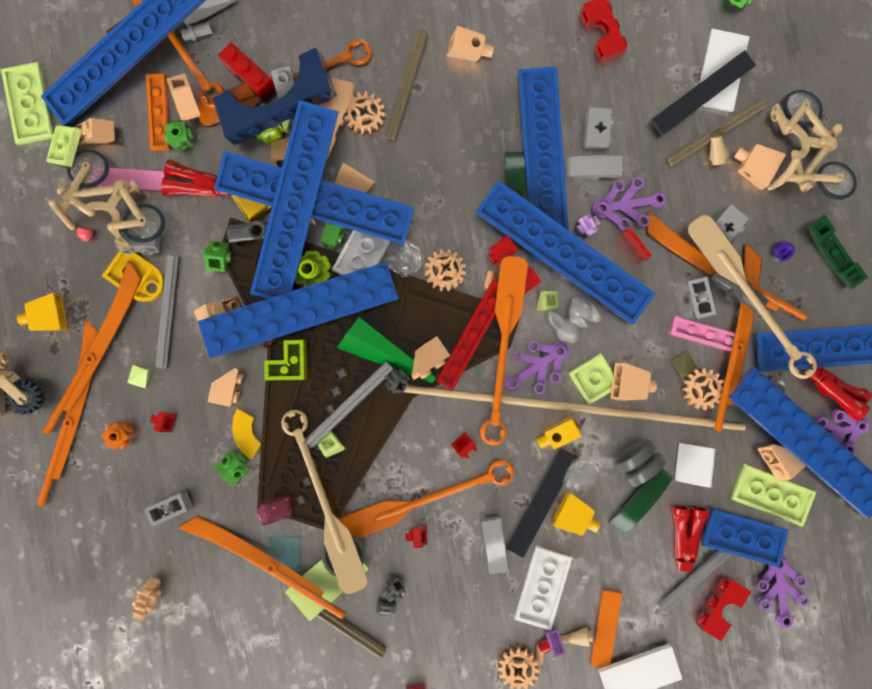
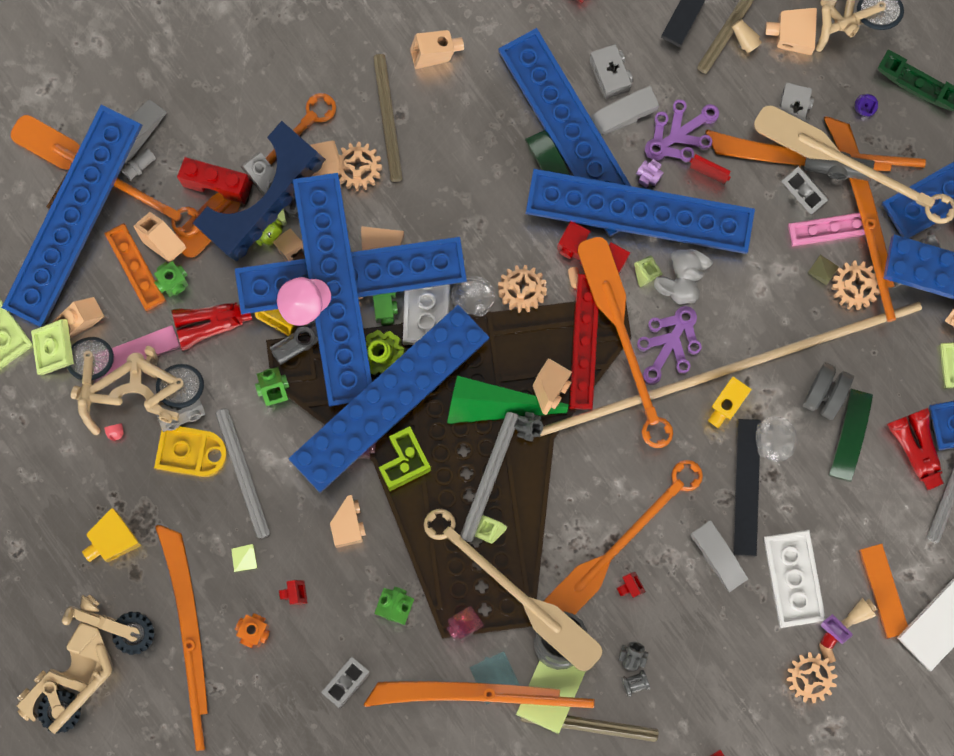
camera: 30 degrees left, 10 degrees down
(118, 309) = (188, 517): orange piece -> none
(218, 307) = (293, 443): light nougat slope -> none
(243, 434) = (389, 567): yellow tile -> none
(265, 201) = (303, 300): none -> bright pink piece
(464, 445) = (633, 464): red tile -> none
(575, 515) = (789, 482): yellow torso -> none
(593, 378) = (737, 330): yellowish green tile -> none
(631, 383) = (777, 313): light nougat torso -> none
(695, 465) = (887, 368): white piece -> none

